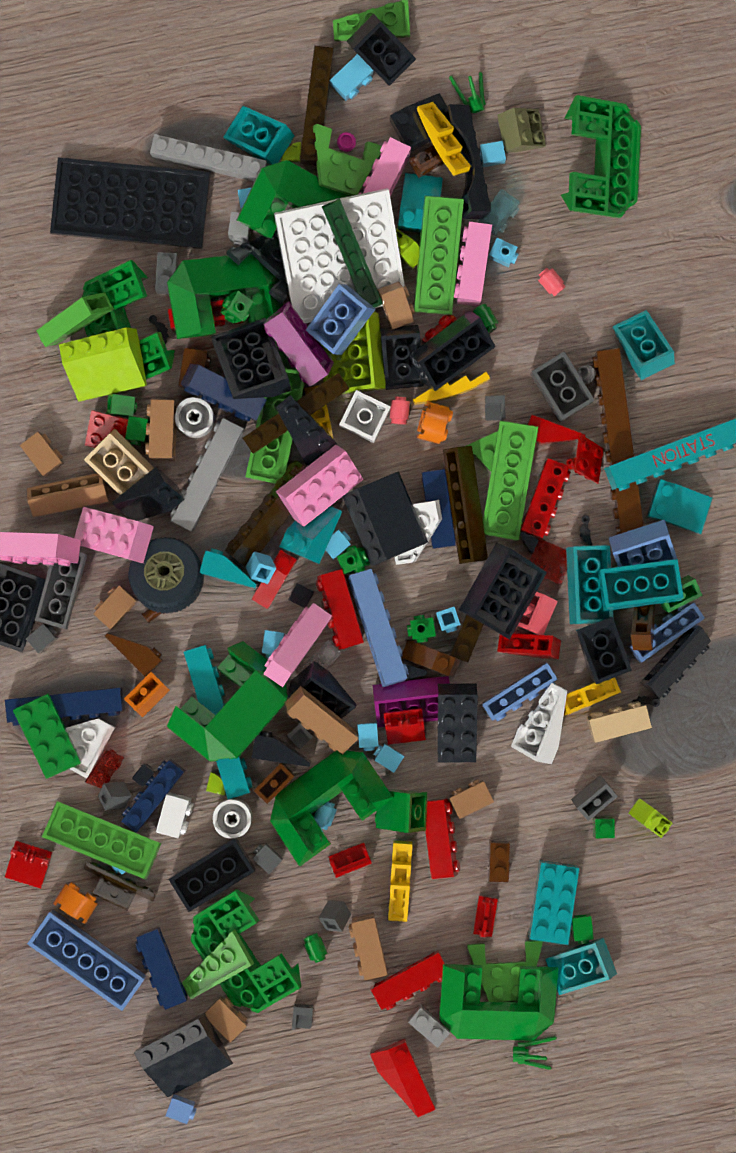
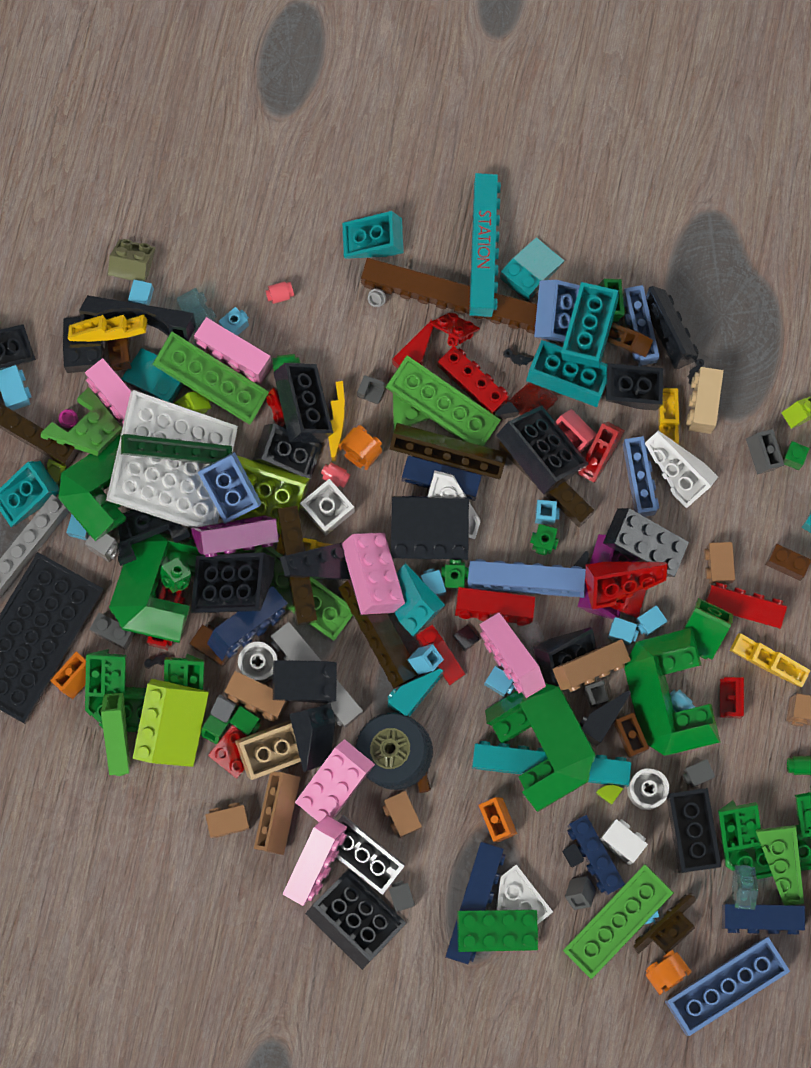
camera: 70 degrees left, 10 degrees down
(28, 864) = (611, 1005): red hinge -> none
(104, 768) = (556, 896): clear red hinge -> none
(109, 255) = (71, 676): none -> orange brick
(137, 405) = (223, 709): none -> slope
(139, 655) = (457, 811): reddish brown slope -> none
(180, 941) = (744, 887): none -> clear light blue brick
(191, 467) = (305, 681): none -> black slope
(335, 915) = (778, 734): dark grey panel -> none
(396, 305) = (240, 436): medium nougat brick -> none
(407, 709) = (615, 580): none -> red wedge
(430, 658) = (575, 543): reddish brown slope -> none
(475, 102) = (87, 288): green plant -> none
(562, 386) = (379, 322): dark grey brick -> none
(617, 157) = (216, 202): green slope -> none

